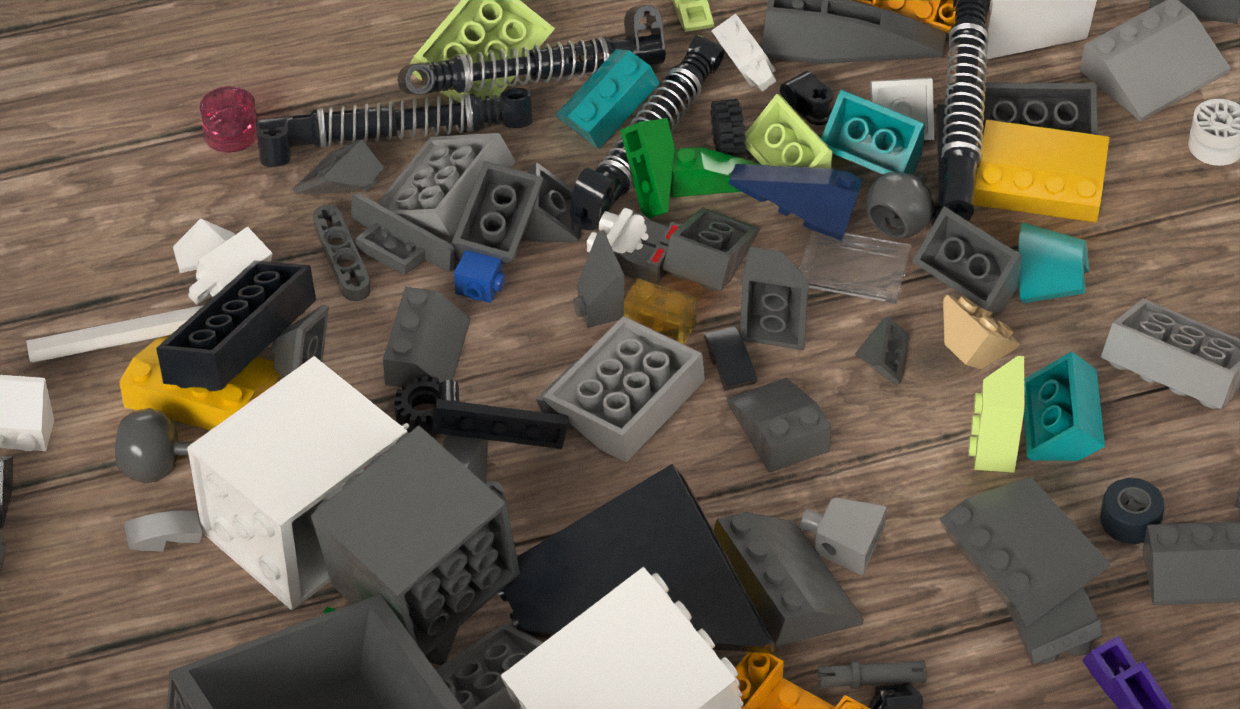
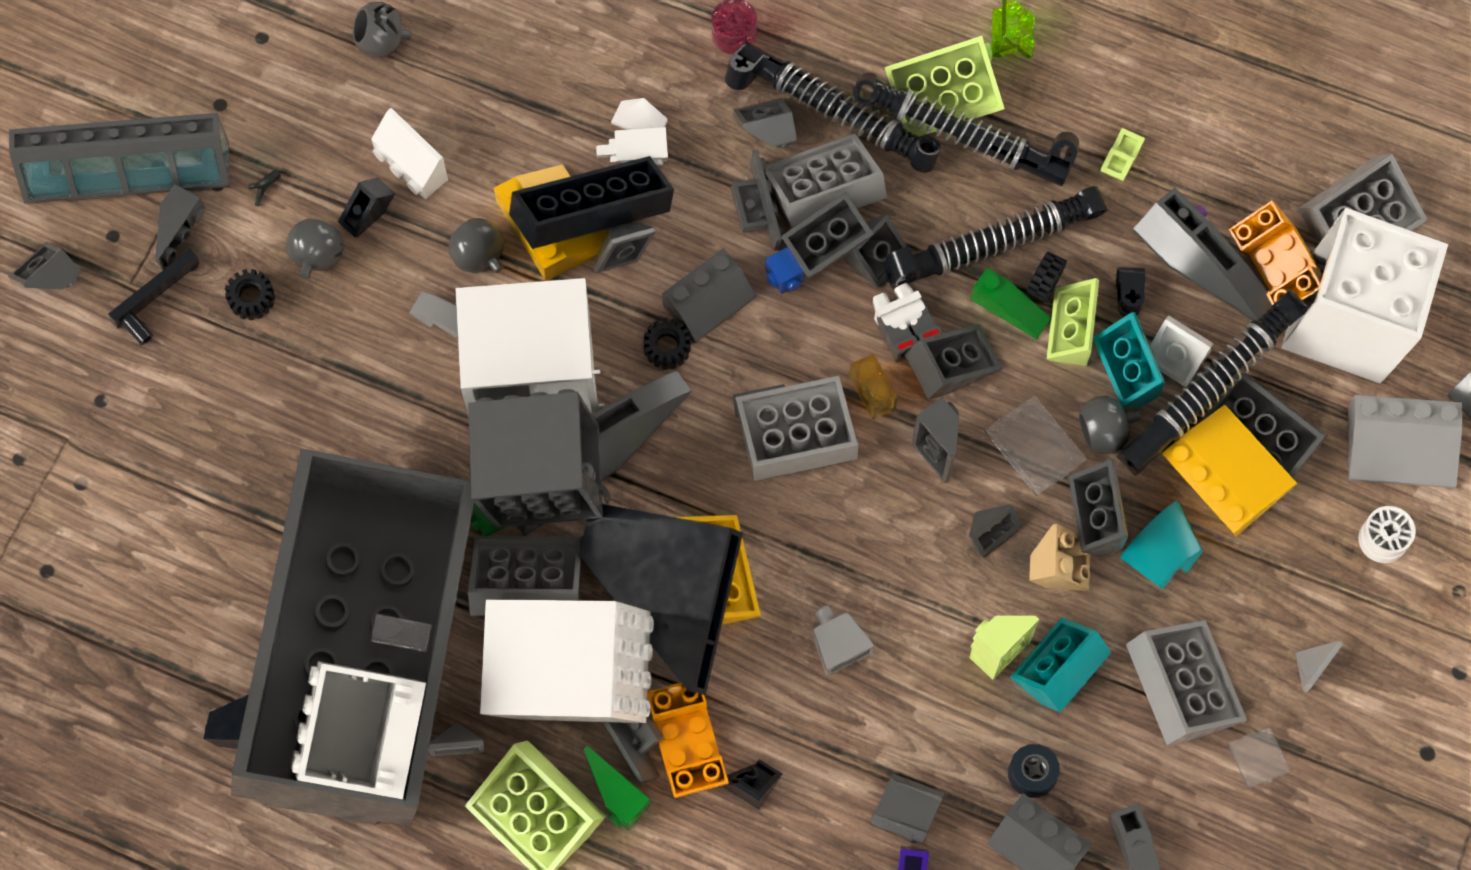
camera: 40 degrees right, 20 degrees up
(108, 335) = (530, 144): white tile -> none
(341, 252) = (719, 184): dark grey beam -> none
(494, 422) = (666, 372): black piece -> none
(600, 285) = (849, 338): dark grey slope -> none
(609, 97) = (988, 192): teal slope -> none
(650, 160) = (965, 268): green slope -> none
(731, 358) = (888, 454): black slope -> none
(745, 53) = (1116, 224): white hinge -> none
(782, 423) = (875, 526): dark grey slope -> none
(785, 578) = (768, 643): dark grey slope -> none
(816, 195) = (1048, 371): dark blue wedge -> none
(871, 674) = (752, 743): dark grey pin -> none
(1024, 547) = (930, 744): dark grey slope -> none

